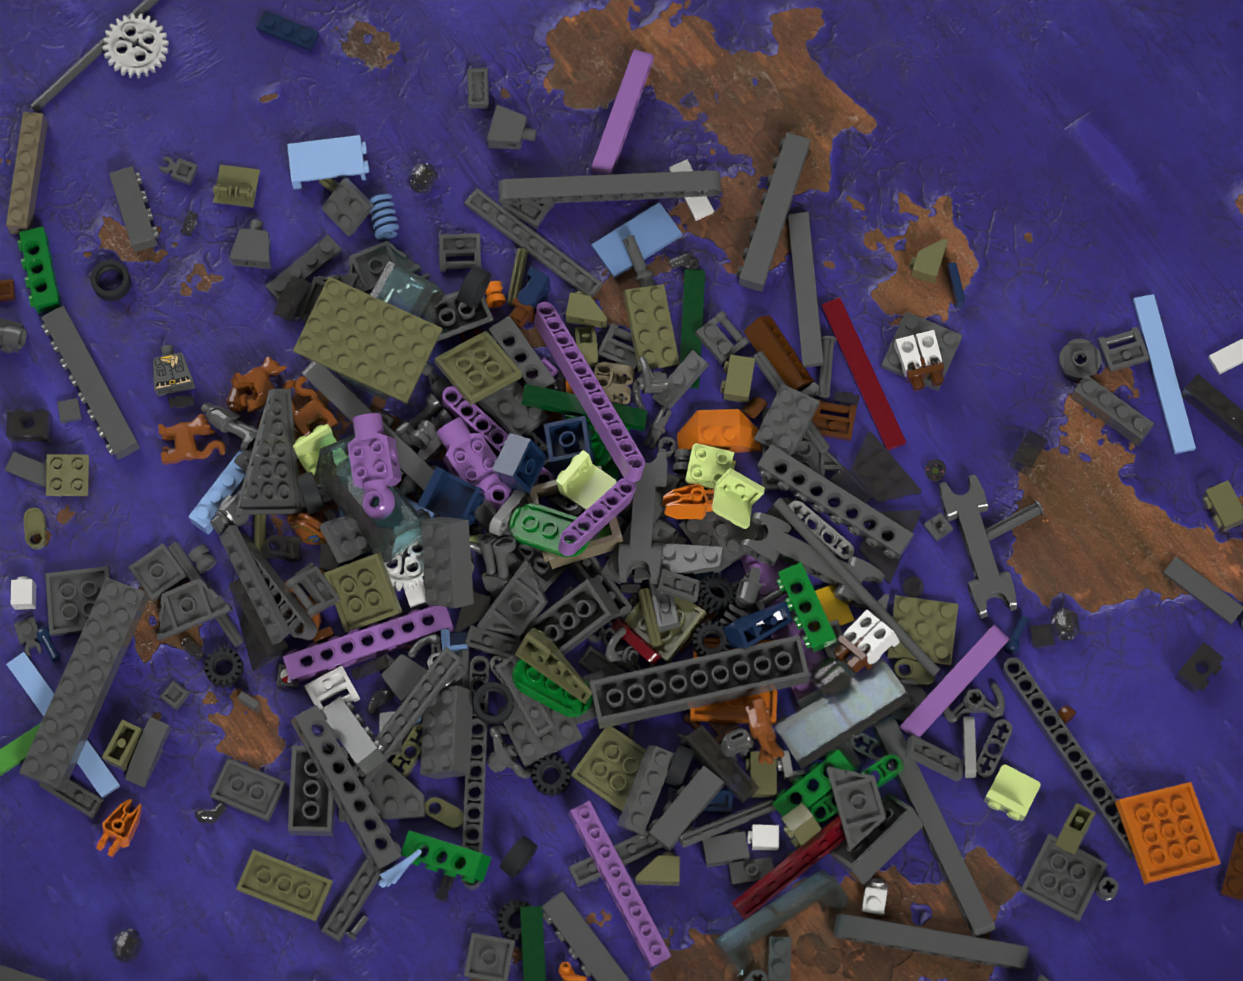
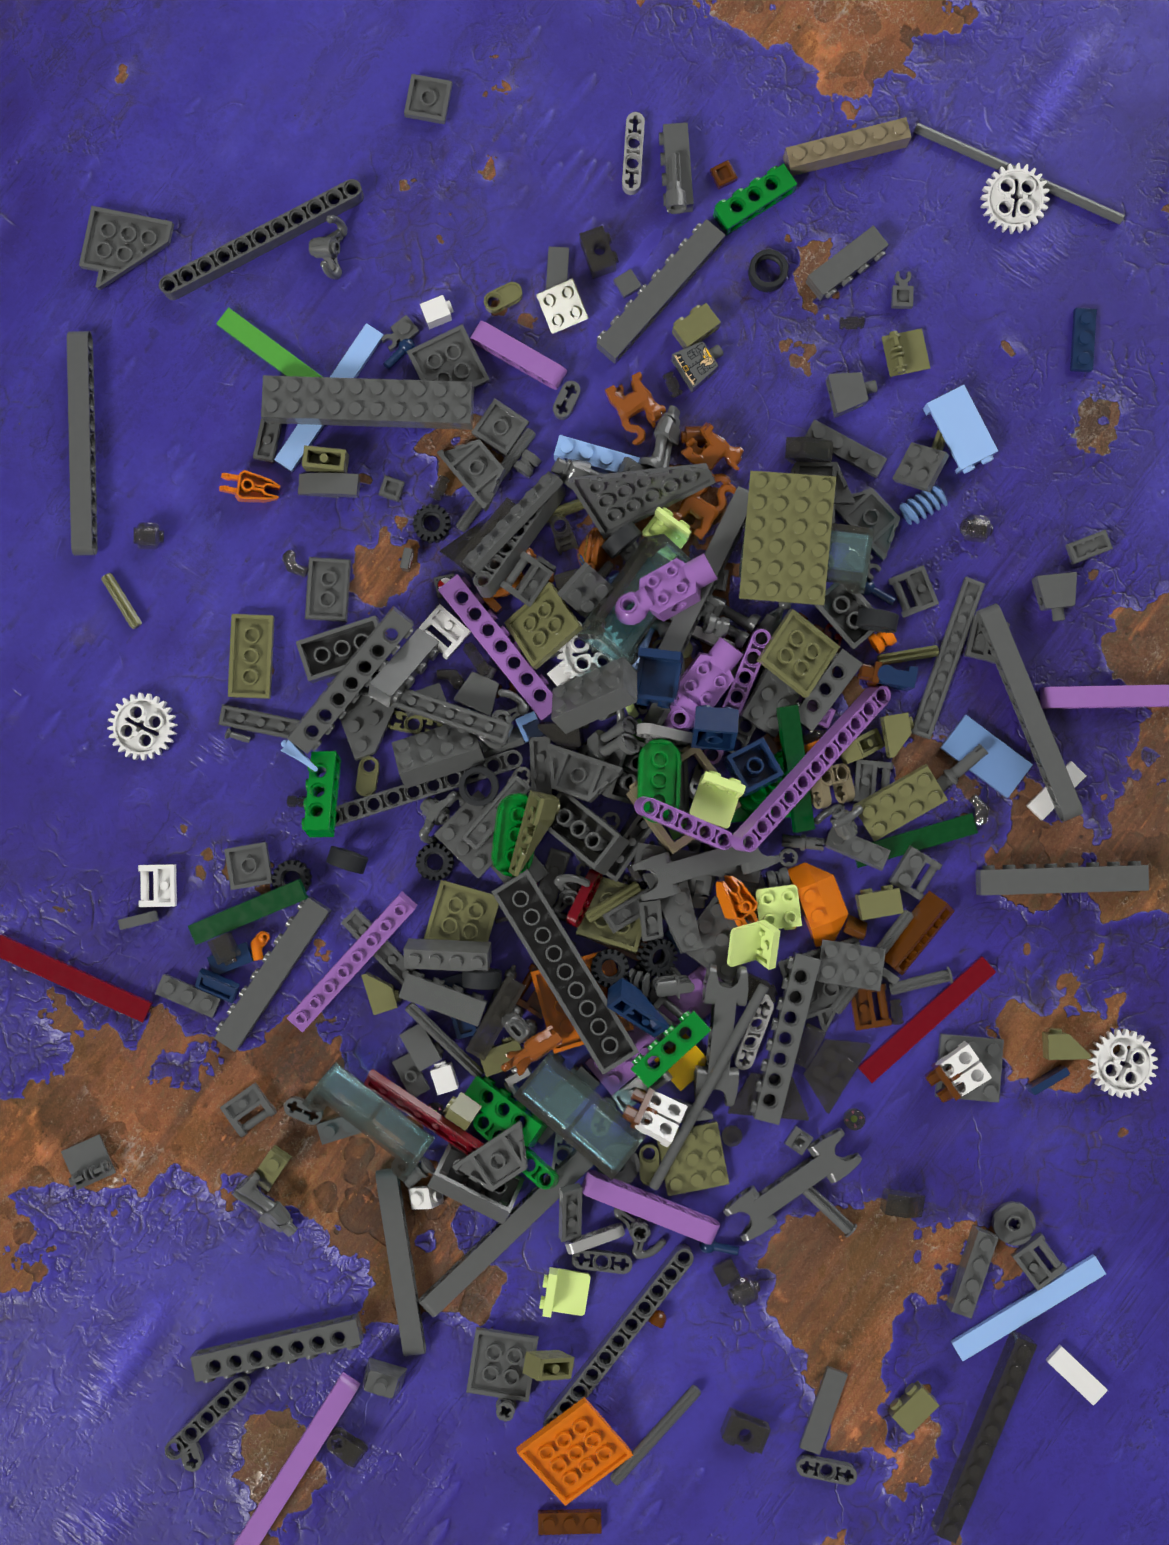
camera: 70 degrees right, 15 degrees up
(96, 532) = (518, 355): none -> medium lavender beam
(137, 362) = (696, 326): none -> olive brick
(153, 506) = (571, 402): none -> dark grey beam
(452, 282) = (871, 589): none -> dark blue bar
(806, 290) = (992, 937): dark grey tile -> none
(829, 676) = (611, 1092): clear smoke brick -> none
(853, 902) = (420, 1171): none -> dark grey pin
(974, 203) = (1140, 1070): none -> white gear
(1178, 755) = (656, 1434): none -> dark grey axle

